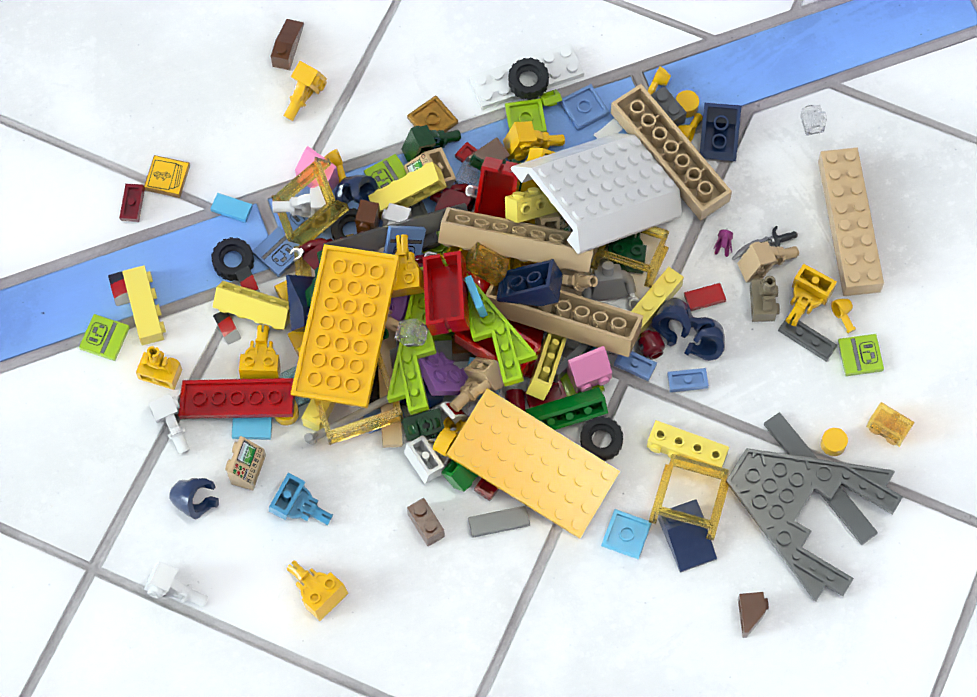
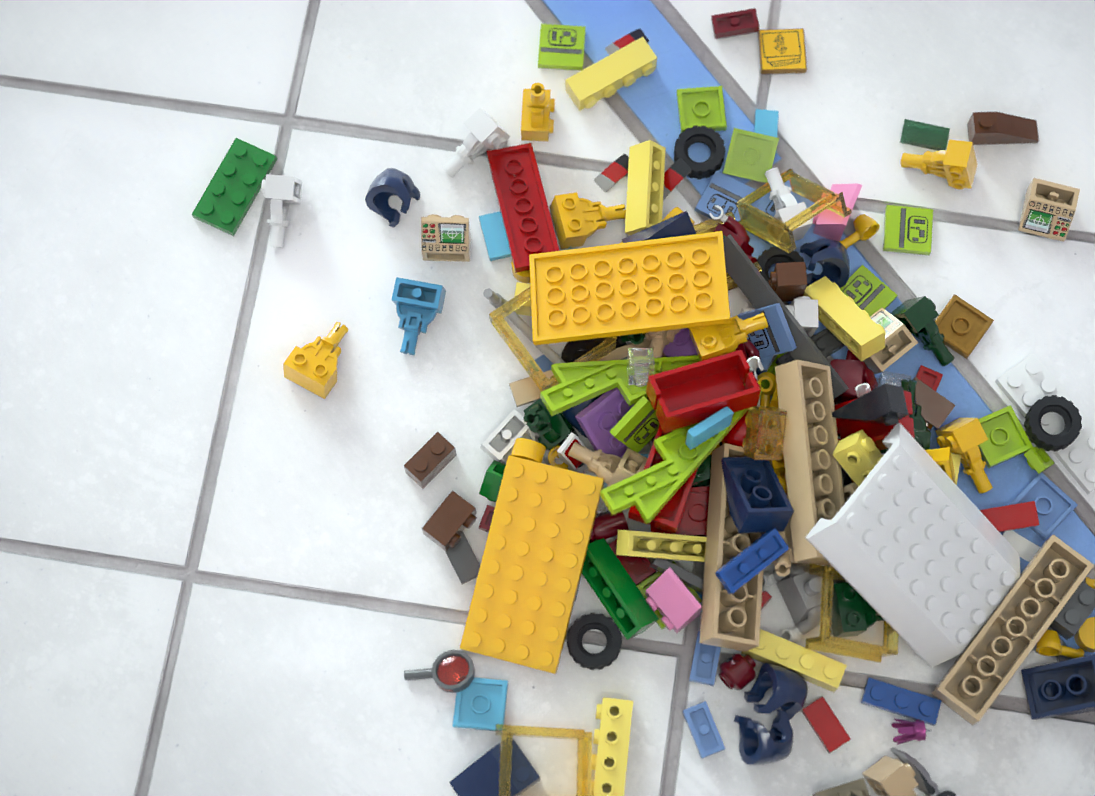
camera: 75 degrees right, 5 degrees up
(139, 624) = (234, 186): none -> green plate
(195, 248) = (701, 108): none -> lime tile
(249, 221) = (750, 155): none -> lime plate
(272, 97) = (924, 135): none -> clear green tile
(345, 131) = (908, 230): none -> lime tile
(362, 31) = (1048, 209): none -> tan slope
(450, 353) = (637, 425): none -> lime tile
(480, 517) = (449, 521): none -> reddish brown brick
(495, 174) = (880, 406): none -> black slope
(581, 299) = (752, 560): none -> blue plate
(588, 126) = (1013, 516): none -> red tile
(597, 548) = (451, 671): none -> piece
(701, 242) = (901, 701): none -> blue plate

